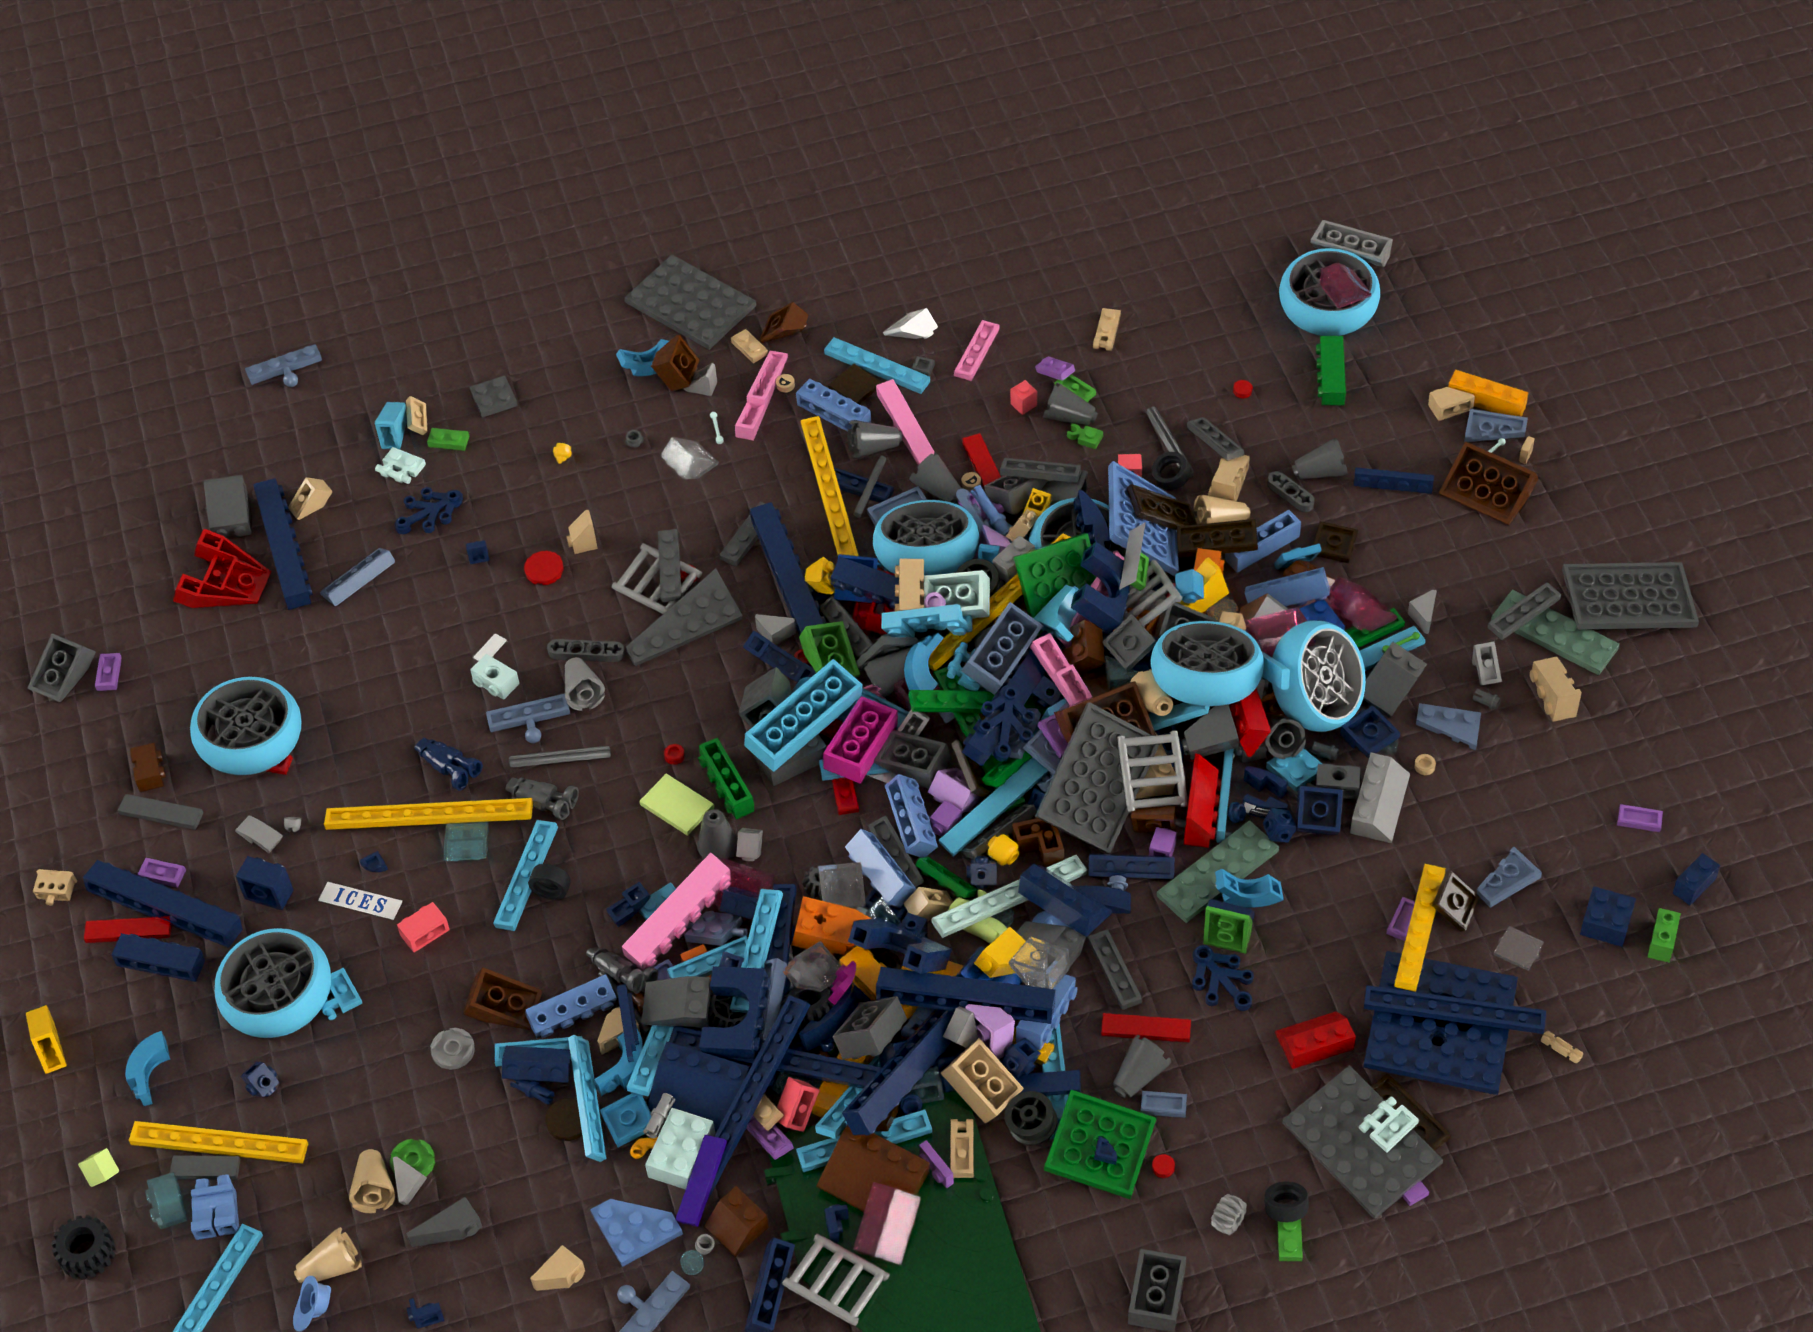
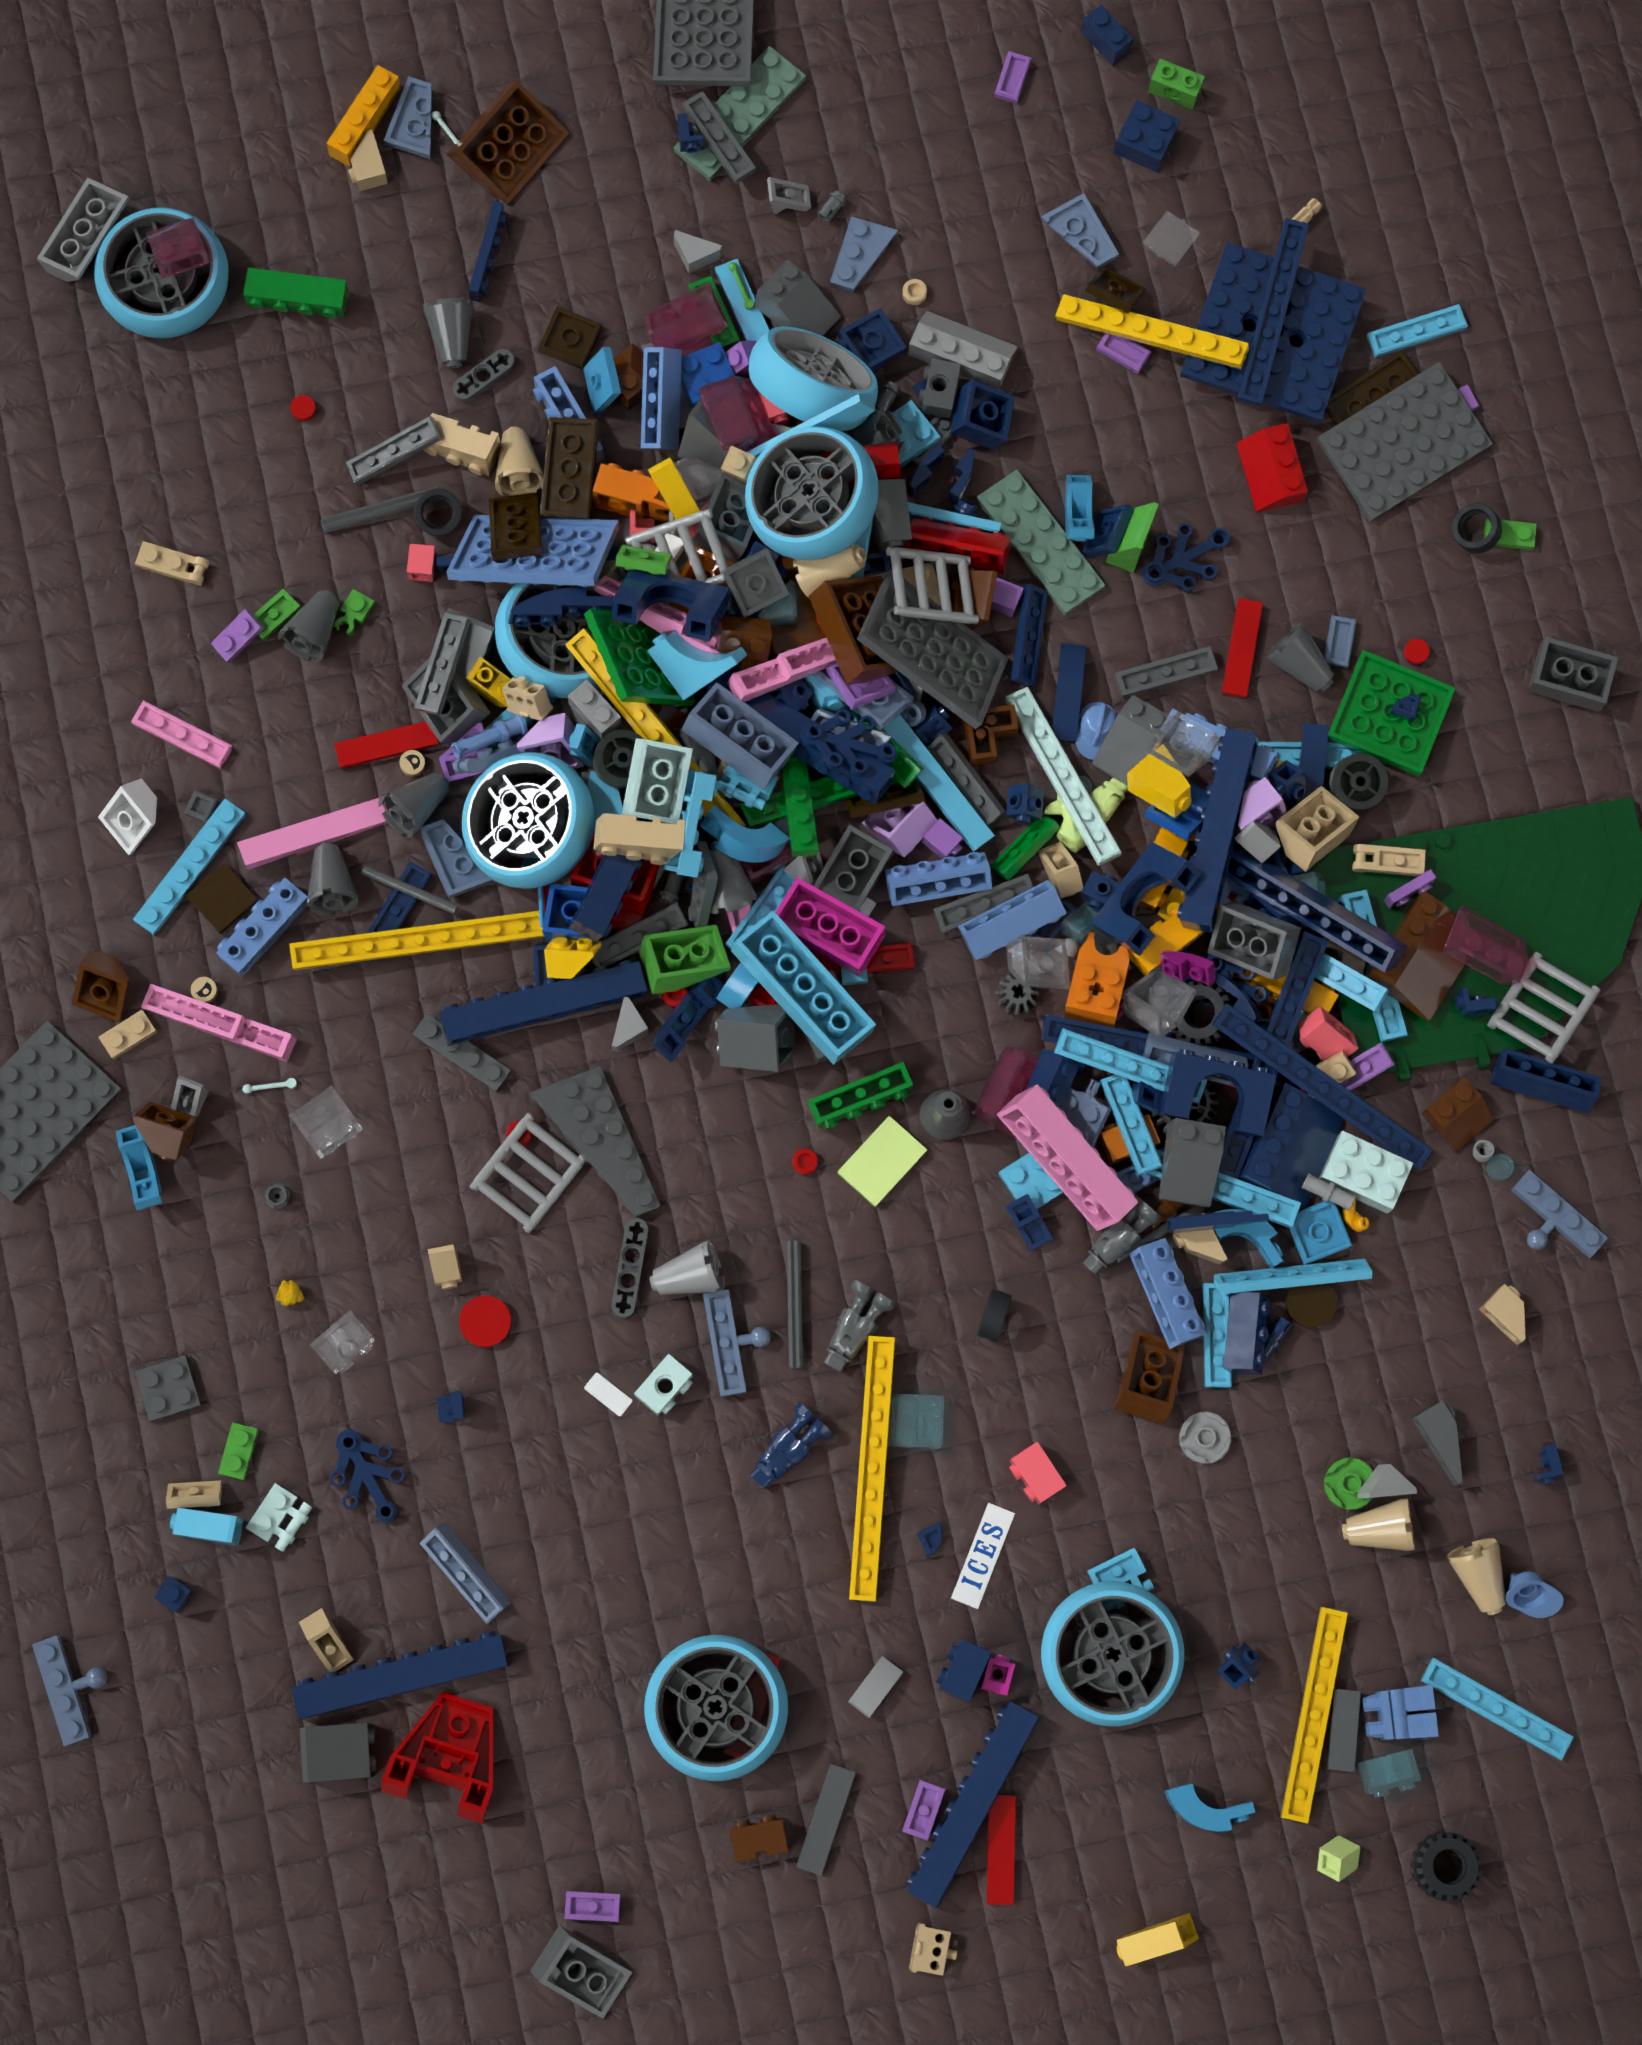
camera: 95 degrees left, 25 degrees up
(158, 957) = (1051, 1805): dark blue brick -> none
(262, 911) = (1002, 1685): none -> dark pink brick
(292, 823) = (858, 1642): light grey hinge -> none
(345, 411) = (174, 1594): none -> dark blue brick
(518, 889) = (972, 1347): medium azure plate -> none
(524, 480) = (343, 1343): none -> clear slope
(634, 1228) = (1454, 1230): medium blue plate -> none
(669, 565) = (516, 1152): dark grey plate -> none
(701, 1180) = (1412, 1148): dark purple tile -> none
(749, 844) = (958, 1072): light grey brick -> none
(934, 599) = (671, 807): lavender tile -> none
(1003, 849) = (1001, 775): yellow head -> none
(1023, 397) = (283, 680): coral brick -> none
(1062, 899) = (1083, 711): dark blue slope -> none
(1117, 882) = (1051, 655): sand blue plate -> none
(1132, 556) = (631, 559): light grey sticker -> none
(1190, 585) = (684, 499): dark azure brick -> none
(1228, 1214) = (1488, 589): light grey gear -> none
(1279, 825) = (994, 462): dark blue brick -> none
(1393, 1128) = (1407, 402): light aqua plate -> none
(1474, 1149) = (1417, 330): none -> medium azure tile
(1520, 587) = (687, 140): none -> dark blue bracket
(1526, 450) = (459, 88): tan tile -> none
(1555, 689) = (830, 128): tan wedge -> none

